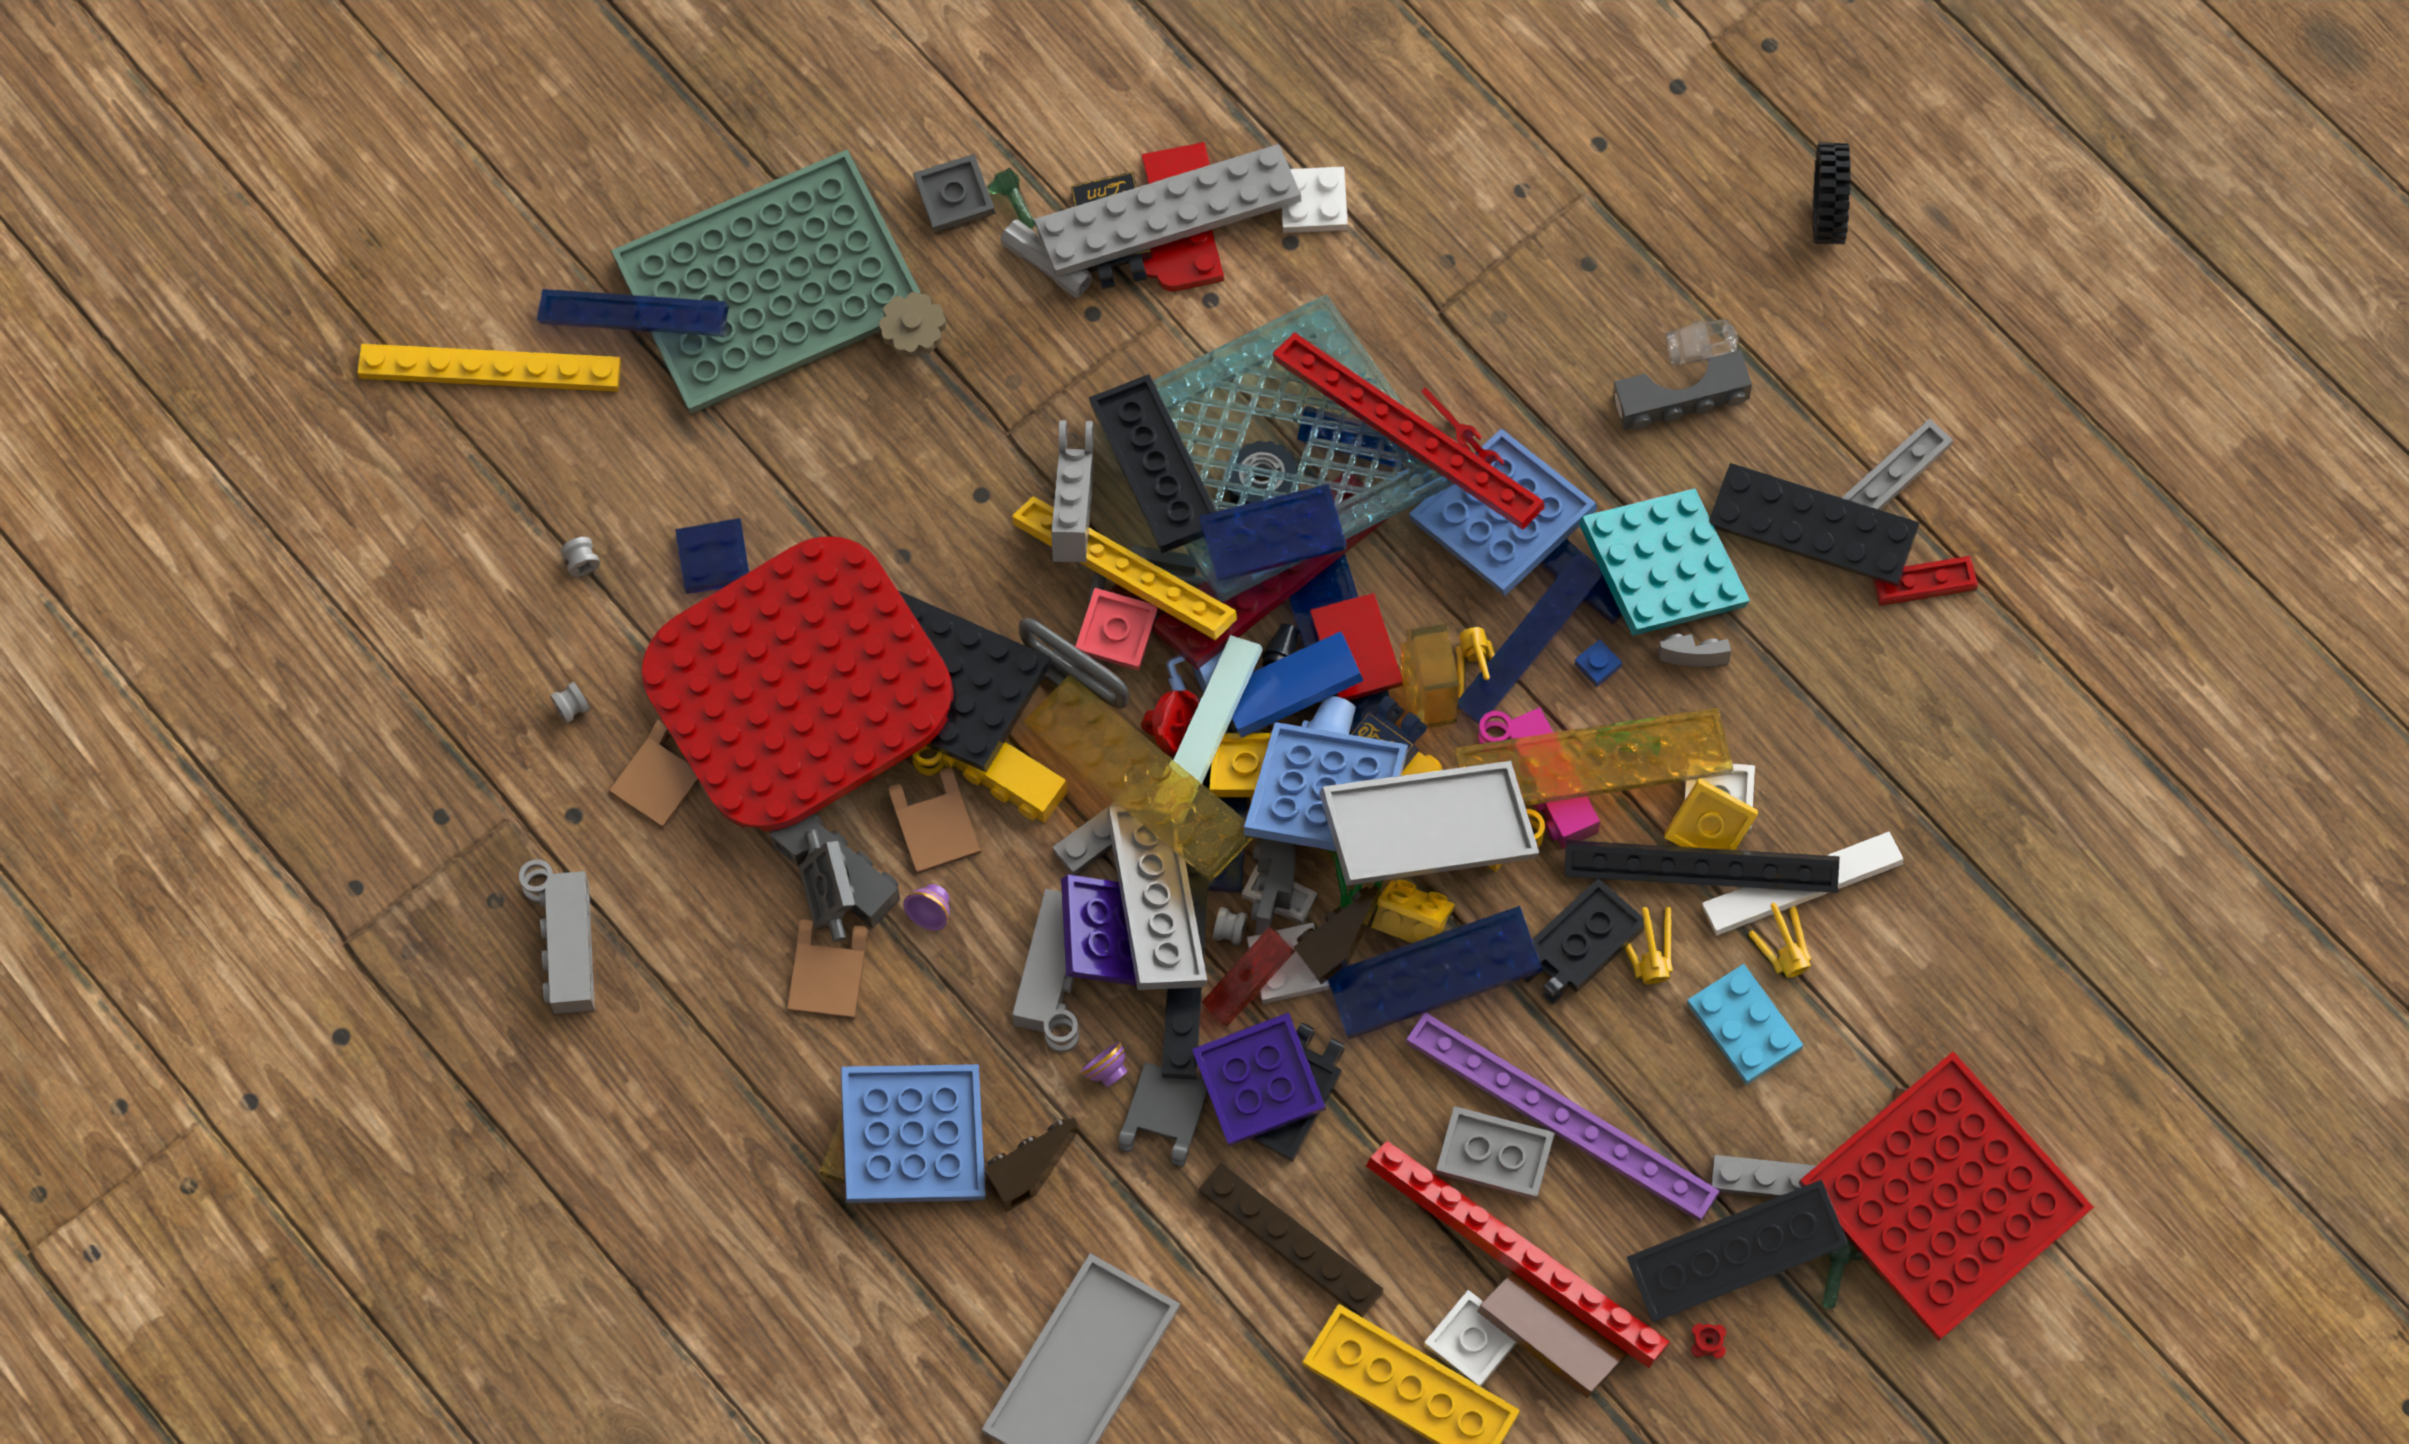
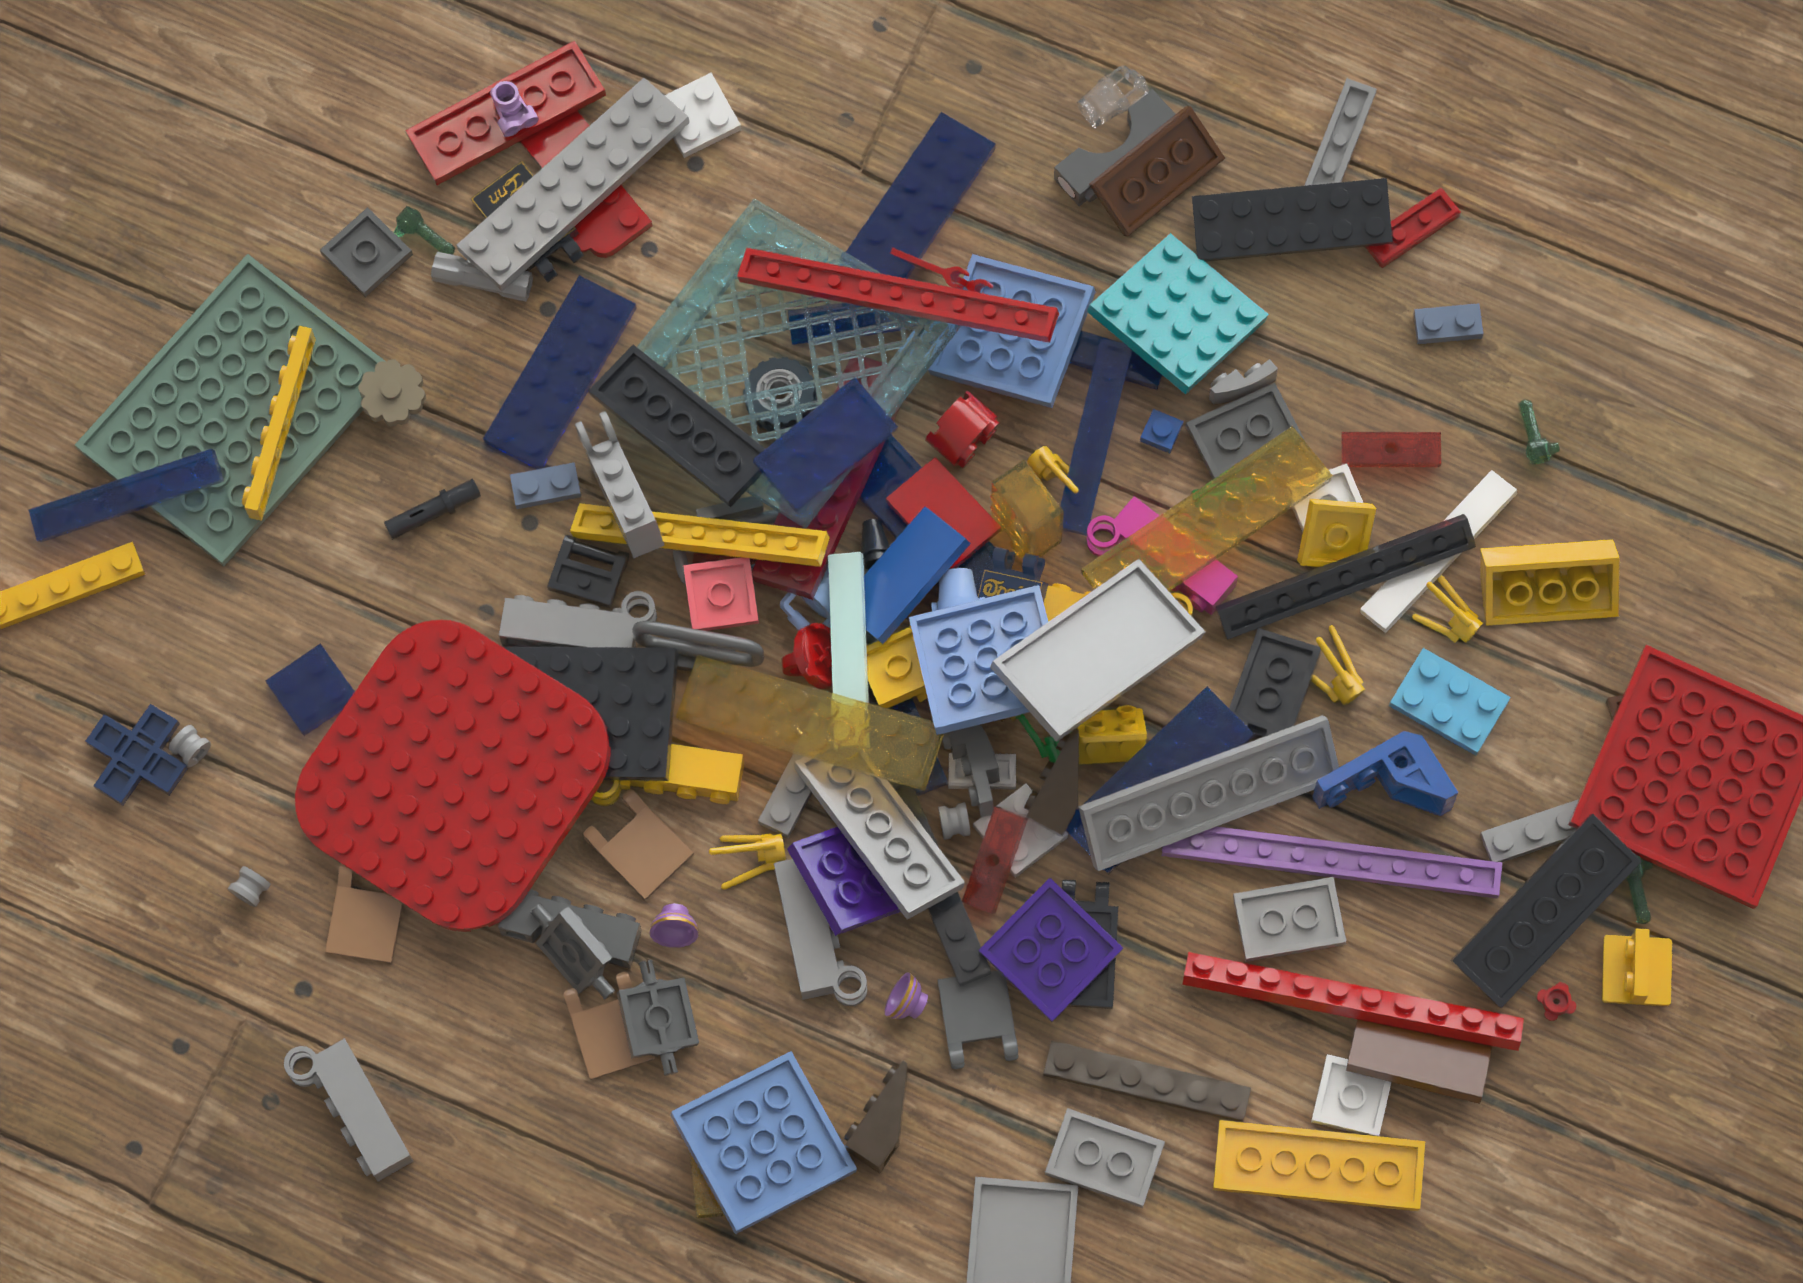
camera: 25 degrees left, 5 degrees up
(530, 544) = (136, 754): none -> dark blue plate
(805, 301) = (282, 411): none -> yellow plate
(873, 980) = (657, 1017): none -> dark grey plate
(899, 443) = (433, 508): none -> black pin
(958, 592) = (559, 625): none -> light grey hinge
(1003, 566) = (583, 580): none -> black plate
(1011, 468) = (545, 485): none -> sand blue plate
(1048, 873) = (767, 847): none -> yellow plant
(1073, 372) = (560, 373): none -> clear blue plate
(1140, 123) = (470, 129): none -> plate
(1144, 120) = (512, 109): none -> lavender plate
(1216, 1290) = (1104, 1158): none -> light grey plate
(1412, 579) = (962, 429): none -> red brick
(1475, 1003) = (1208, 793): none -> light grey plate
(1482, 358) = (922, 196): none -> clear blue plate
(1667, 1057) = (1403, 768): none -> blue bracket
(1672, 689) = (1240, 428): none -> dark grey plate
(1709, 426) = (1157, 171): none -> reddish brown tile
(1785, 762) = (1411, 449): none -> clear red tile
(1799, 1346) = (1637, 969): none -> yellow bracket
(1892, 957) = (1550, 582): none -> yellow slope
(1915, 682) = (1448, 323): none -> sand blue plate
(1944, 832) = (1538, 449): none -> clear green piece

